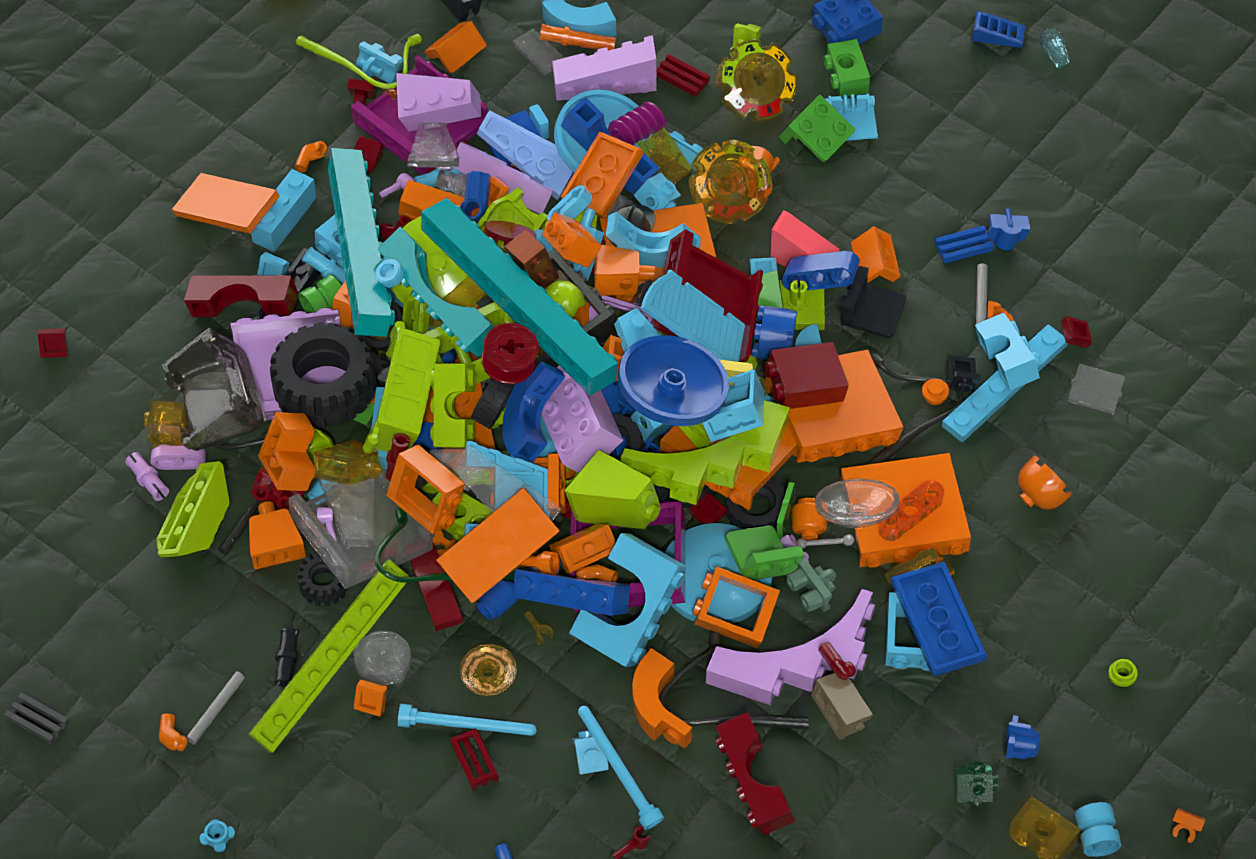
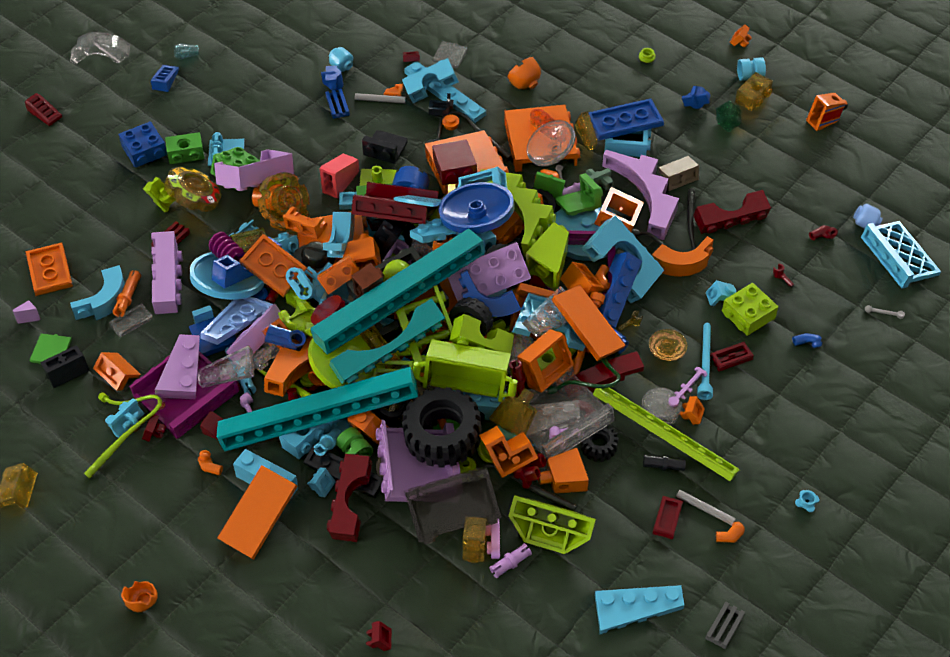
camera: 90 degrees left, 5 degrees down
(74, 611) = (627, 606): none -> medium azure wing
(125, 106) = (139, 596): none -> orange hair
(203, 661) = (667, 517): none -> dark red tile
(382, 669) = (674, 401): none -> lavender piece
(389, 273) = (370, 369): medium azure tile -> none
(509, 353) = (454, 290): dark red piece -> none
(552, 781) = (749, 309): none -> lime brick
(648, 813) = (764, 264): medium azure piece -> none
(690, 205) = (304, 224): none -> orange hinge
(777, 143) = (254, 173): none -> lavender piece
(822, 270) = (364, 159): blue beam -> none
(842, 669) = (660, 164): dark red arm -> none
(877, 253) = (348, 144): orange panel -> none
(1054, 238) = (341, 58): none -> medium azure head

